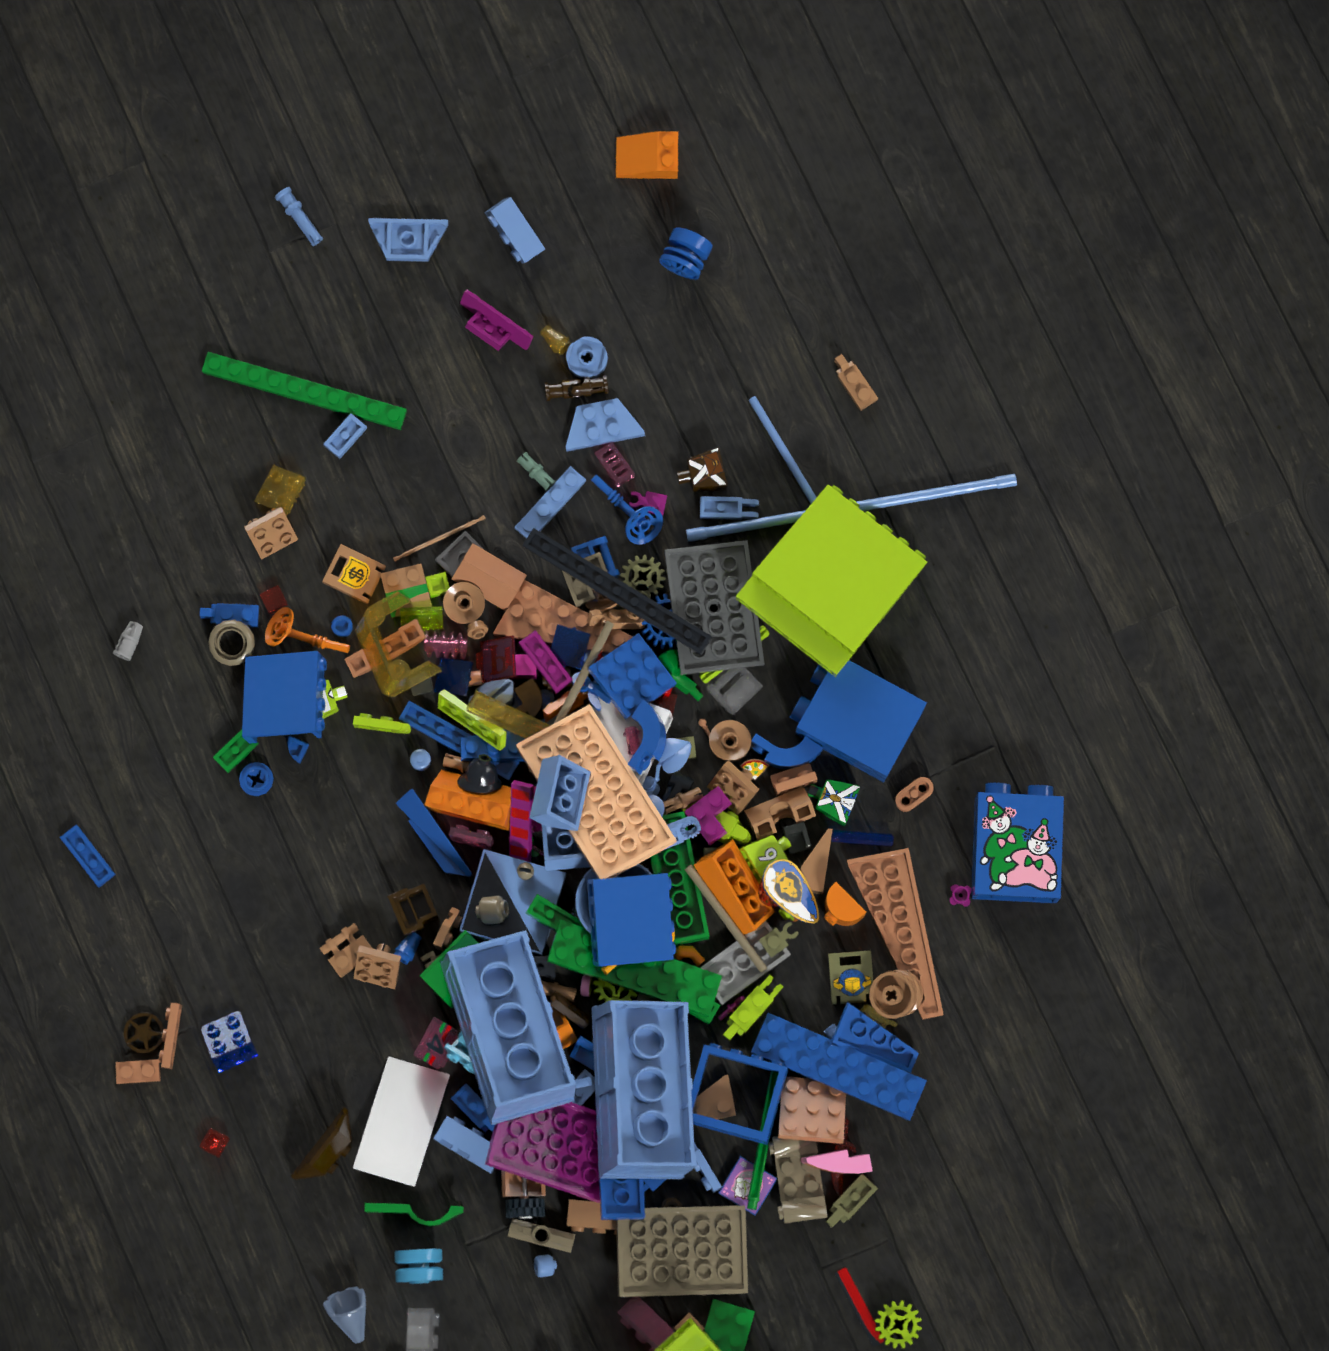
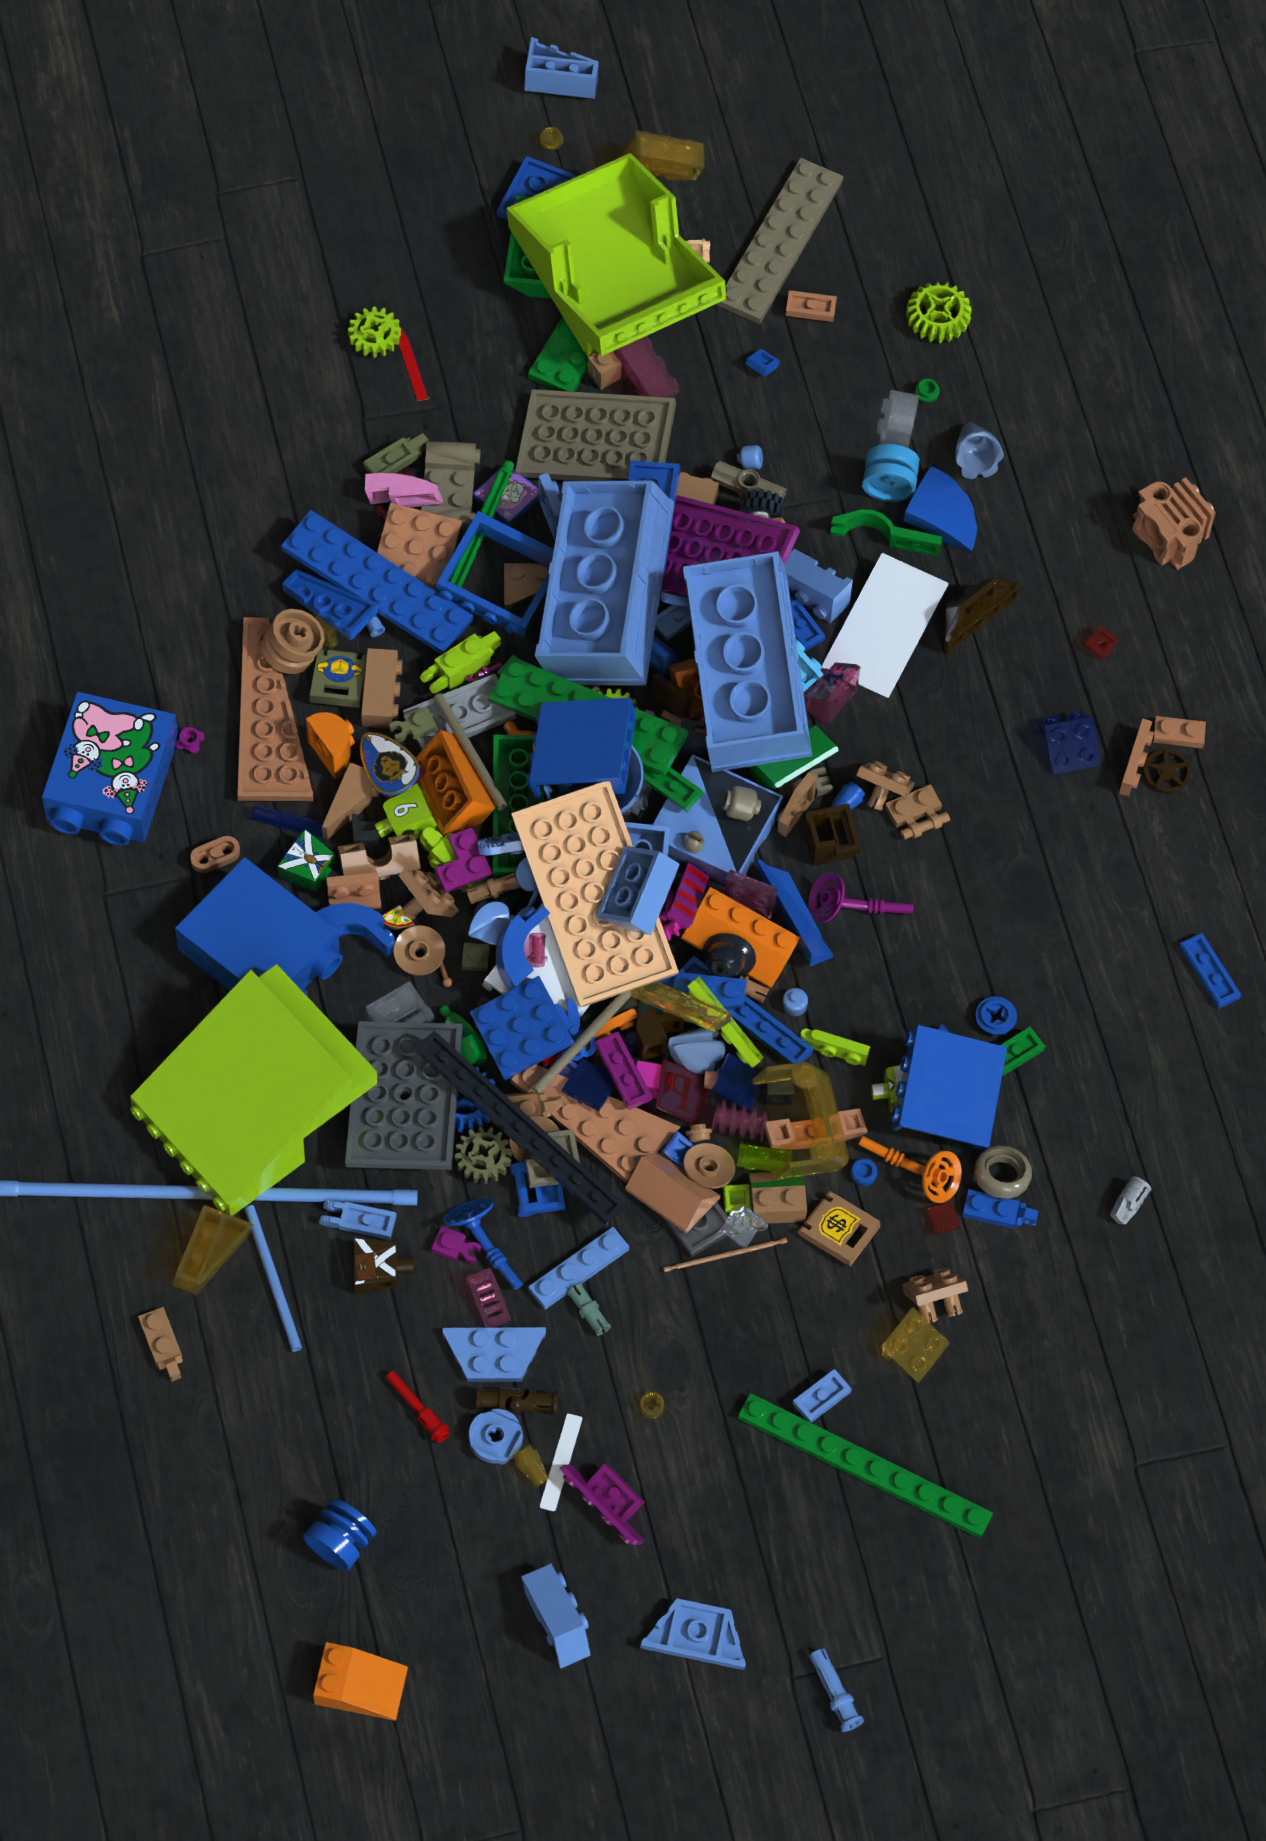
camera: 170 degrees left, 15 degrees down
(165, 1268) = (1173, 521): none -> nougat piece
(368, 1248) = (943, 510): none -> blue brick
(402, 852) = (836, 901): none -> magenta dish
(430, 557) = (743, 1225): none -> clear panel
(478, 410) = (657, 1412): none -> clear yellow bush
(492, 613) = (676, 1148): none -> blue tile
(534, 352) = (562, 1457): none -> white sticker
(642, 363) = (426, 1416): none -> red pin
(813, 972) = (381, 688): none -> medium nougat brick
(837, 457) = (210, 1246): none -> clear yellow wedge

